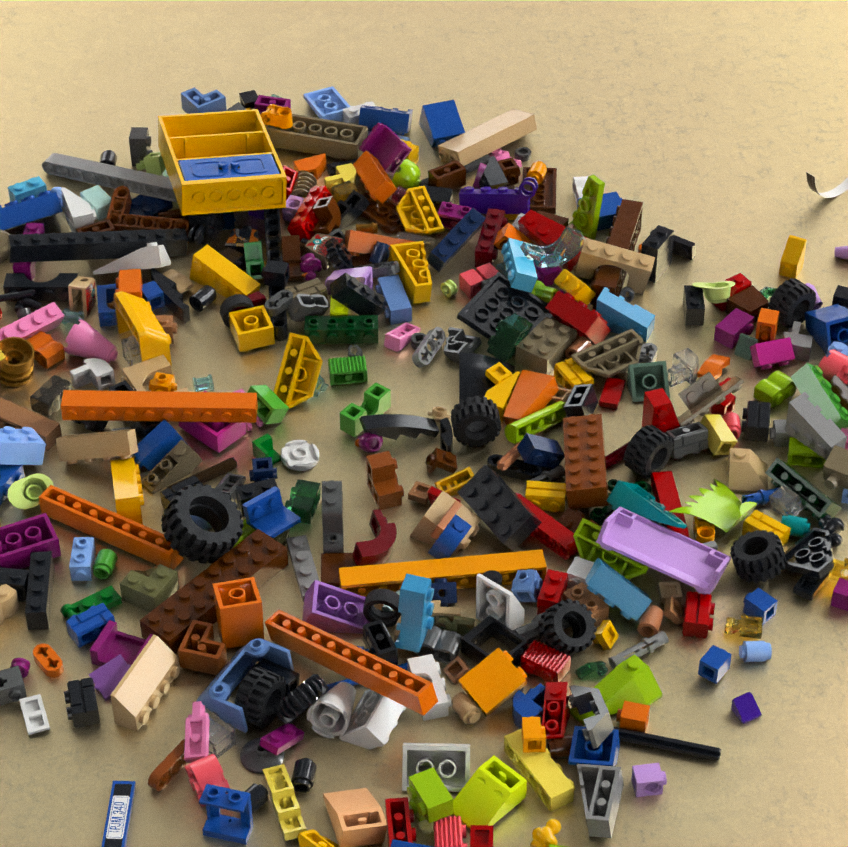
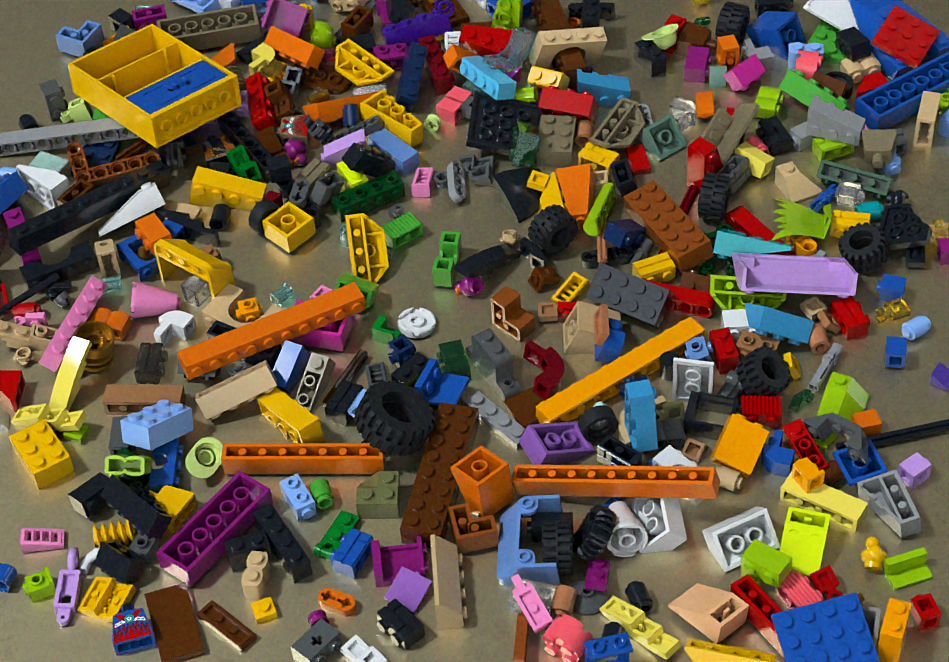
camera: 25 degrees left, 5 degrees up
(234, 748) = (564, 600): none -> nougat brick
(277, 116) = (170, 22): light orange piece -> none

